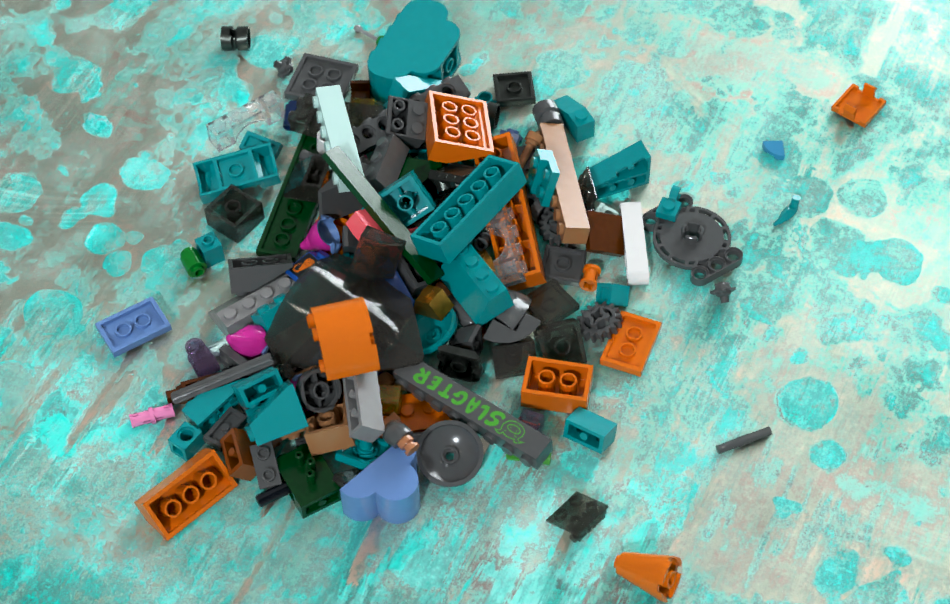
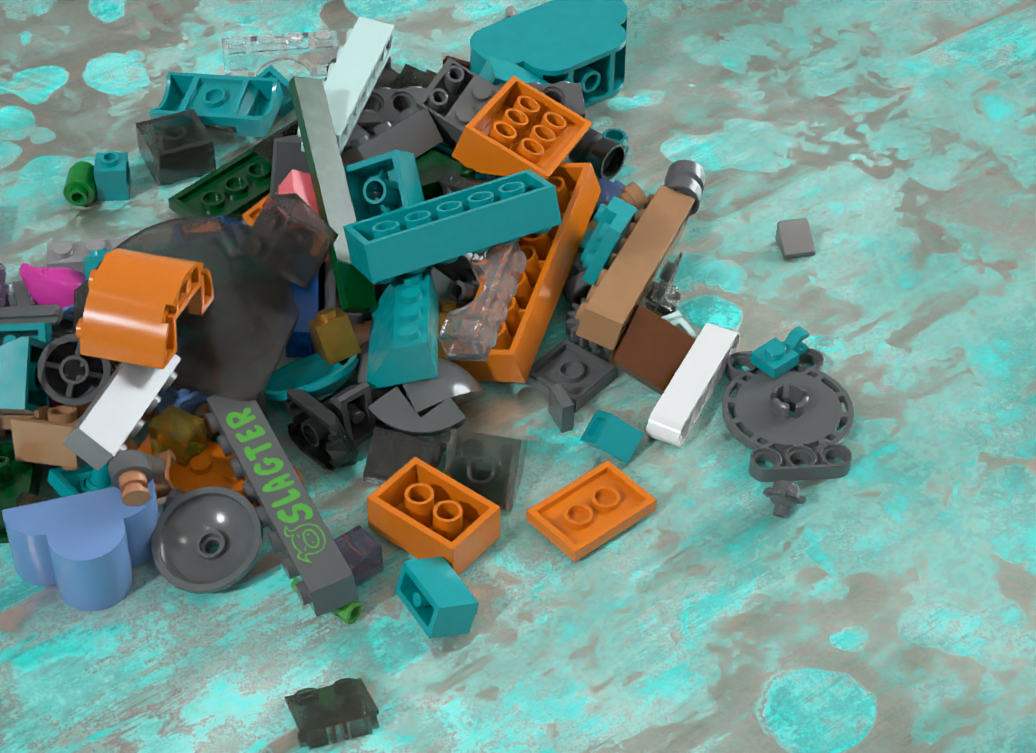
camera: 25 degrees right, 10 degrees down
(253, 272) = (123, 215): dark grey slope -> none
(284, 67) = (380, 14): dark grey plant -> none
(319, 72) = (425, 44): dark grey plate -> none
(322, 236) = (252, 200): hat -> none
(514, 89) = (663, 141): pearl dark grey plate -> none
(551, 303) = (515, 412): clear smoke tile -> none
(574, 288) = (561, 407): none -> dark grey tile
(576, 118) = (723, 206): teal slope -> none
(590, 275) = (595, 401): orange bush -> none
(599, 322) = (562, 462): dark grey gear -> none
(622, 171) = (735, 286): teal wedge -> none
(627, 125) = (795, 238): none -> slope
(744, 440) = (671, 718): dark grey piece -> none
(774, 148) = (1000, 346): dark azure tile -> none
(789, 211) = (967, 435): teal bar -> none

